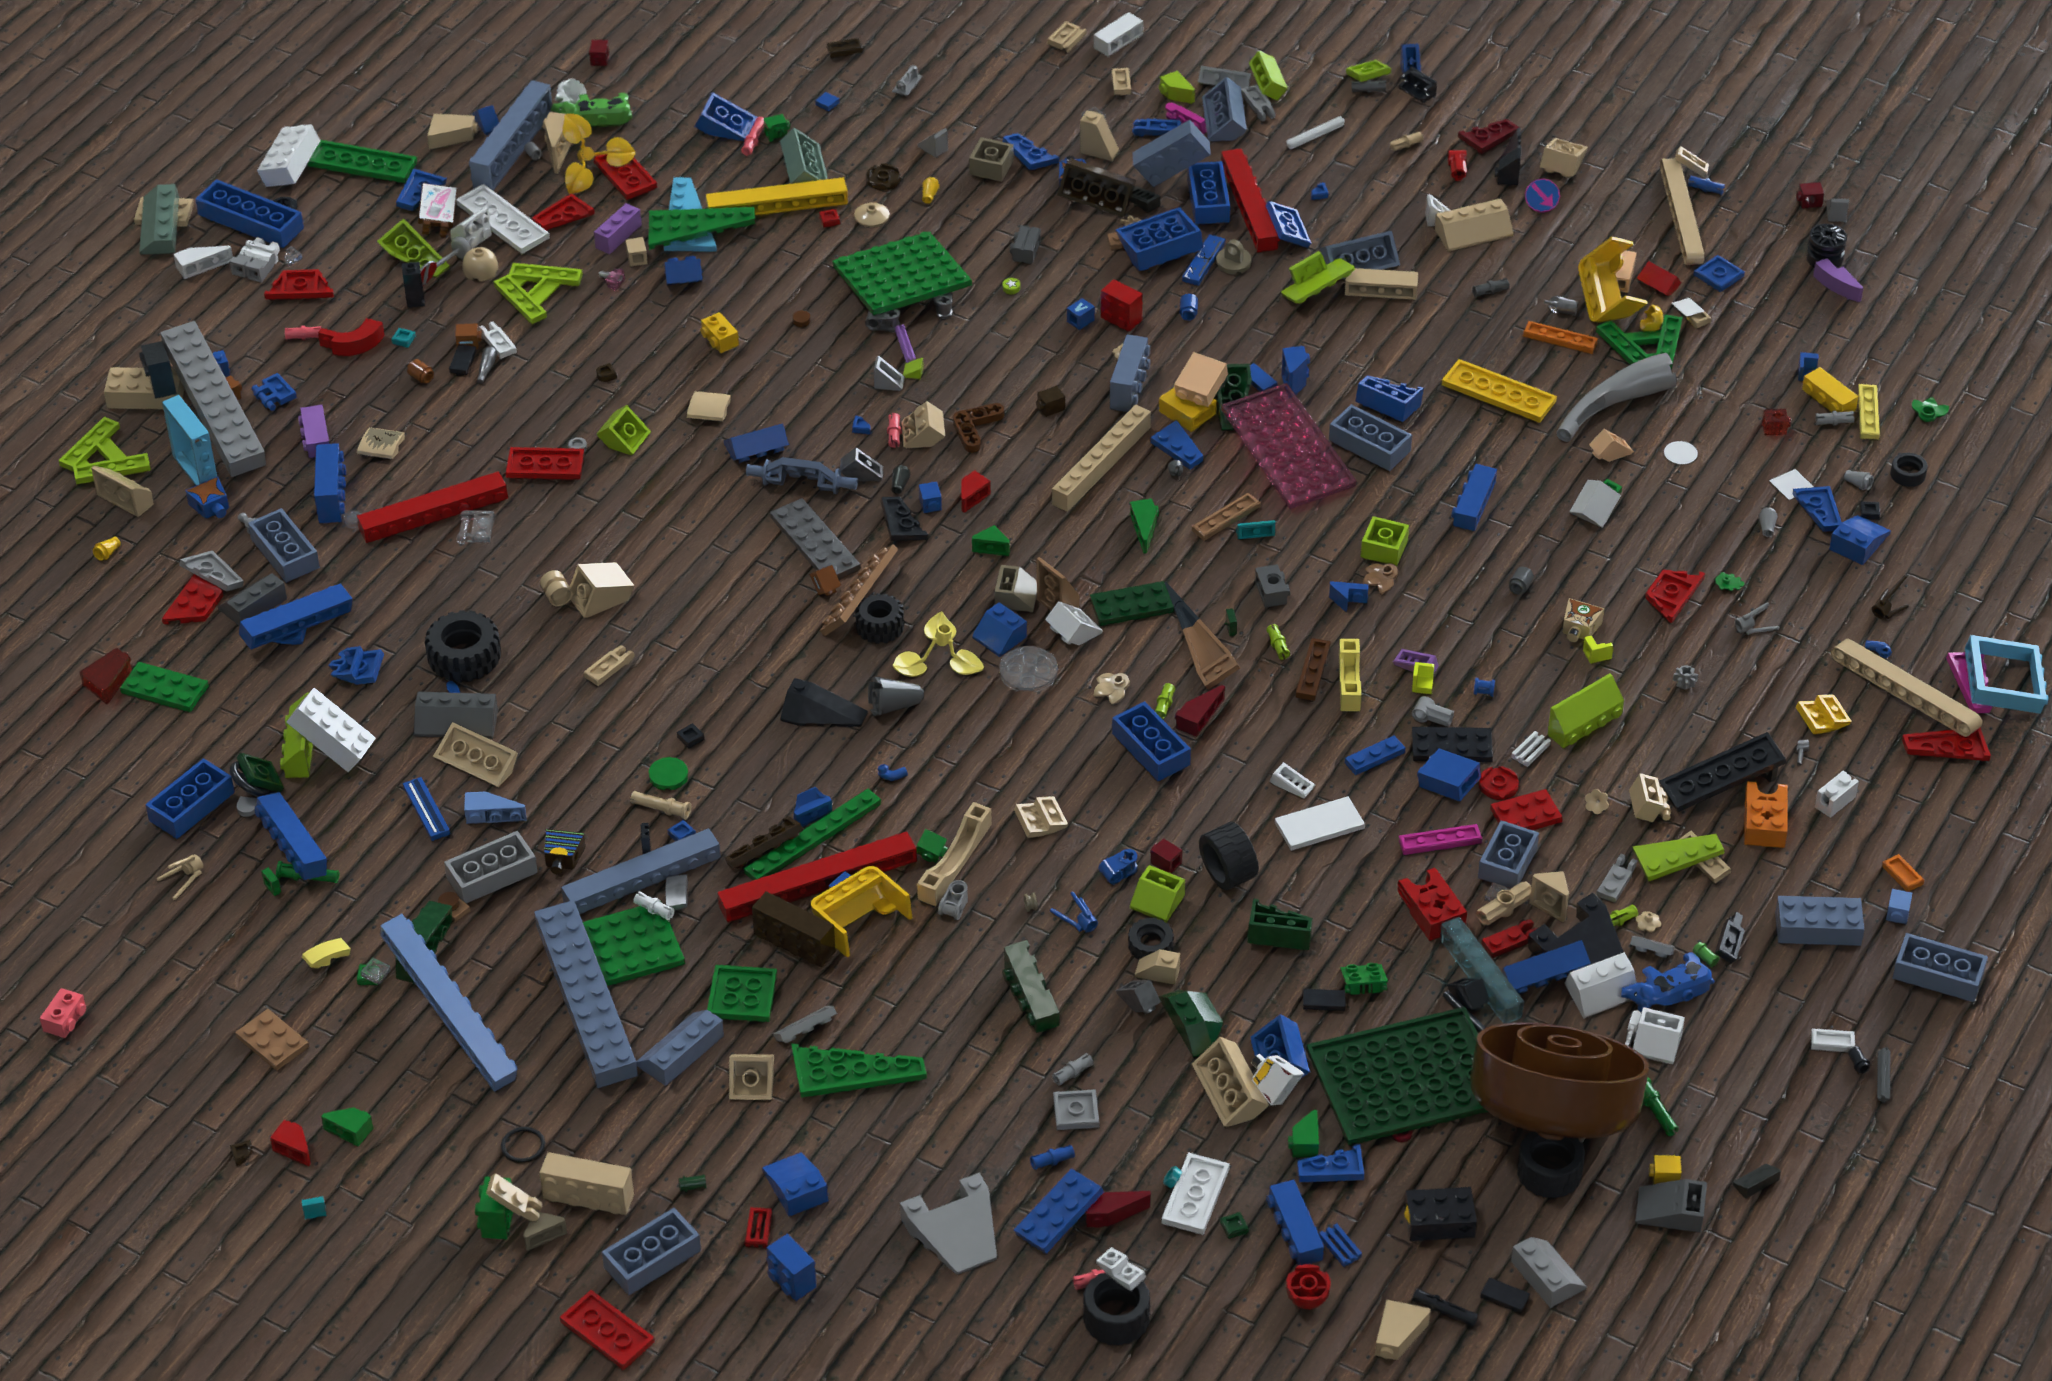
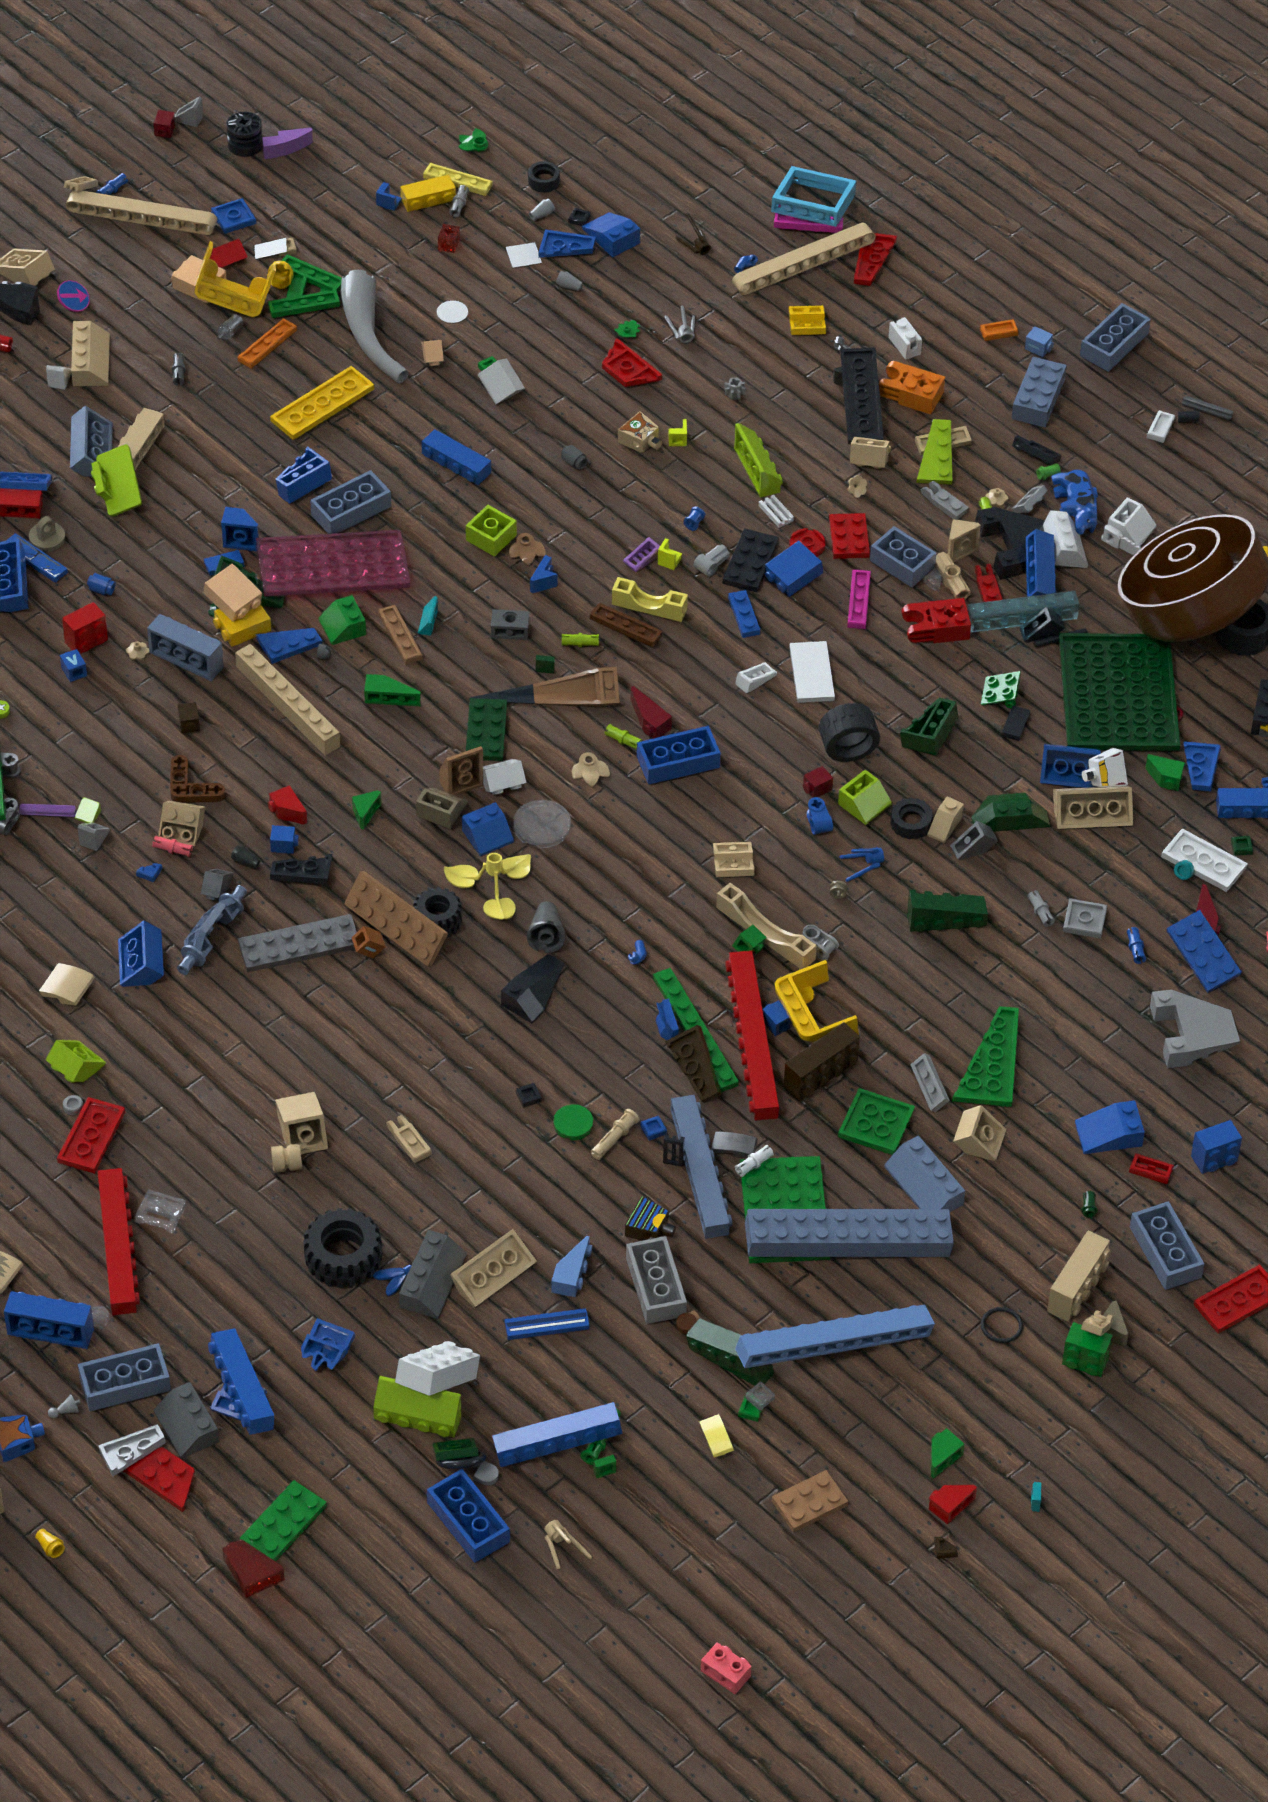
camera: 75 degrees left, 5 degrees up
(1222, 473) = (343, 621): none -> green slope

